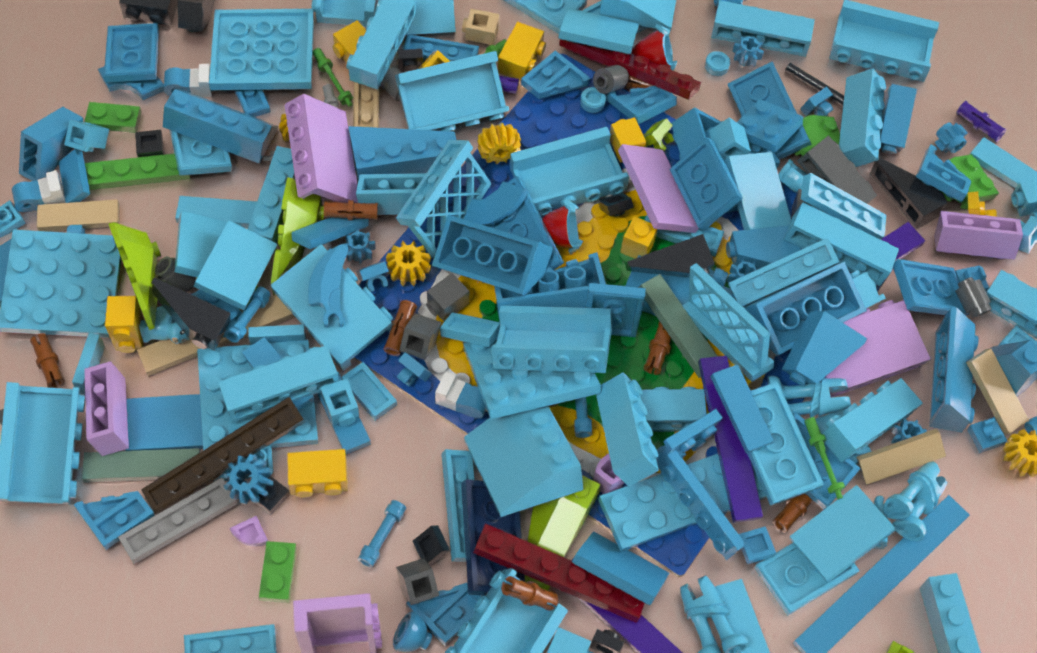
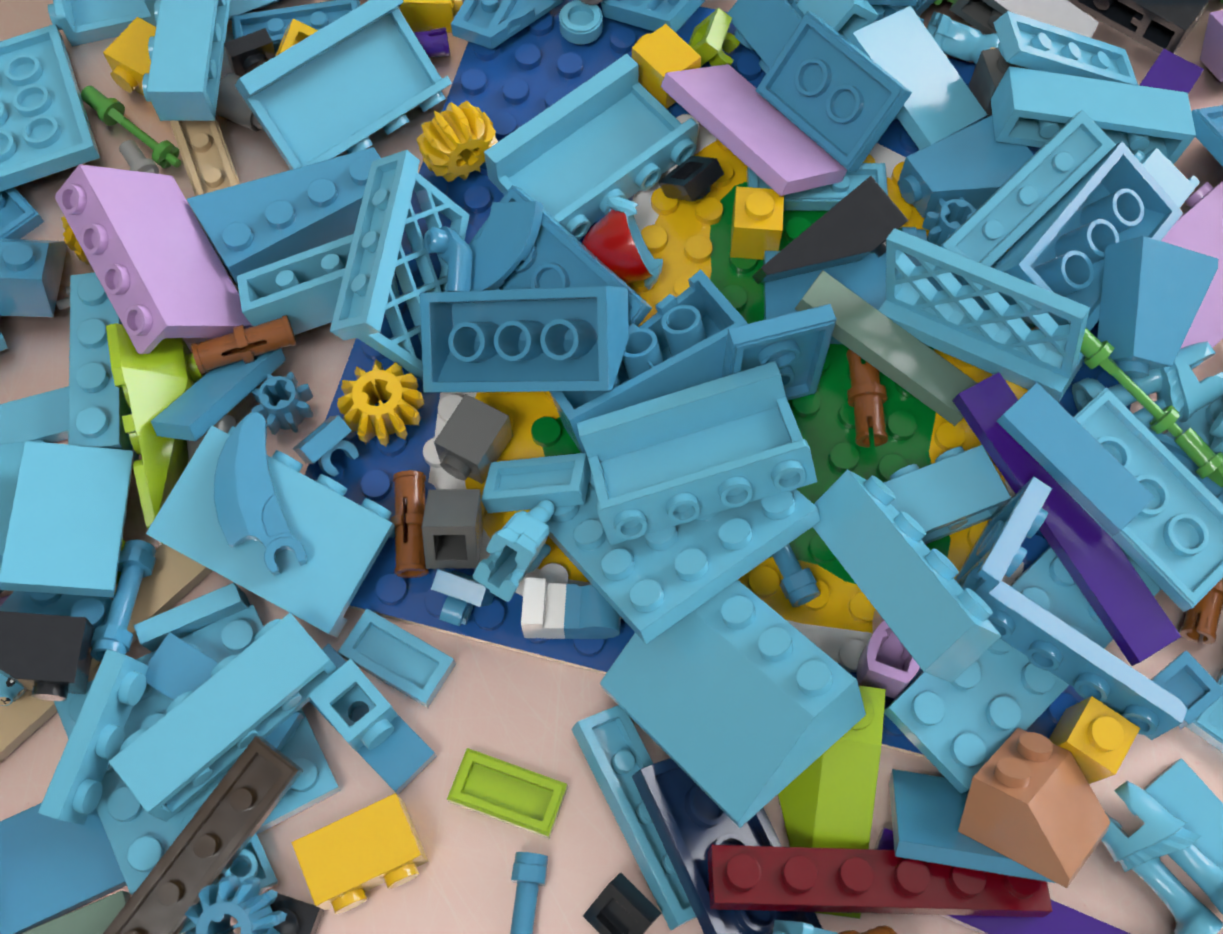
camera: 15 degrees left, 5 degrees up
(213, 371) = (95, 739): none -> medium azure plate
(398, 473) = (507, 793): none -> lime tile
(447, 356) = (515, 551): none -> medium azure animal
(474, 201) = (455, 253): none -> dark azure arm
(650, 564) = (1035, 807): none -> nougat slope
(694, 548) = (1095, 738): none -> yellow brick
(780, 364) = (1098, 353): none -> bright green piece

